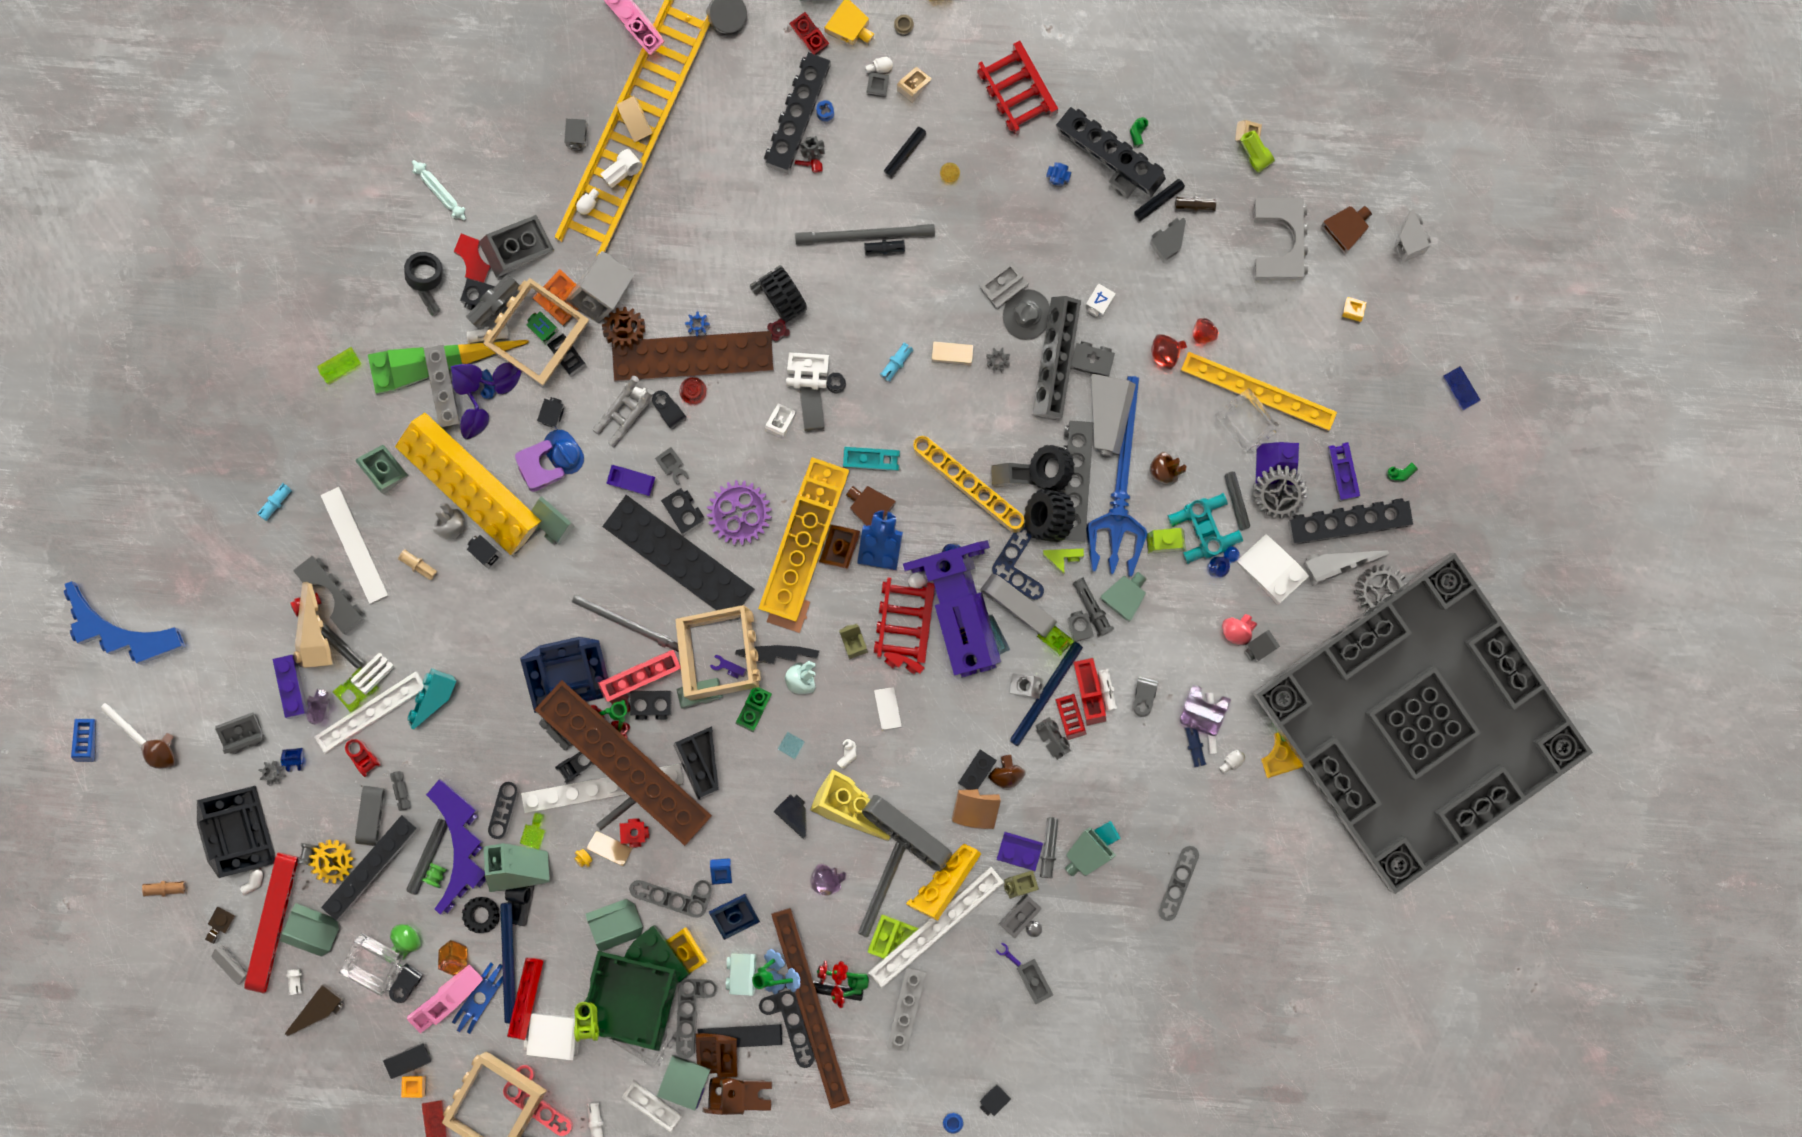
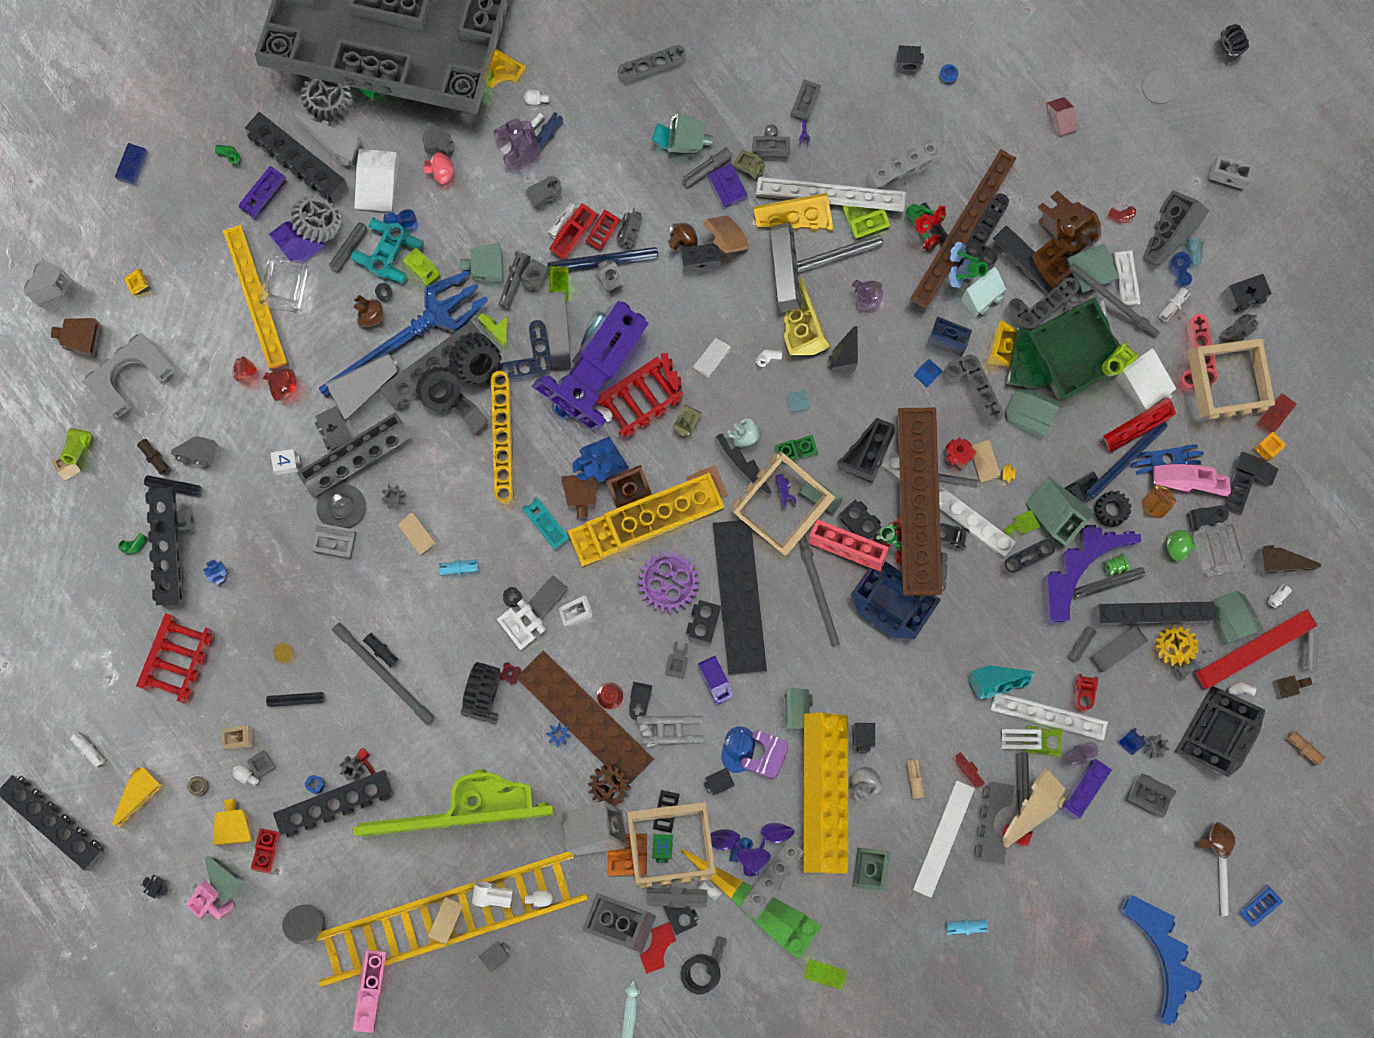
camera: 145 degrees left, 5 degrees down
(386, 612) = (969, 770): none -> clear red plate
(403, 1045) = (1249, 481): none -> black slope
(605, 1082) = (1142, 322): none -> dark grey bar
(686, 225) = (491, 806): none -> lime piece
(1168, 499) = (378, 290): none -> black bush

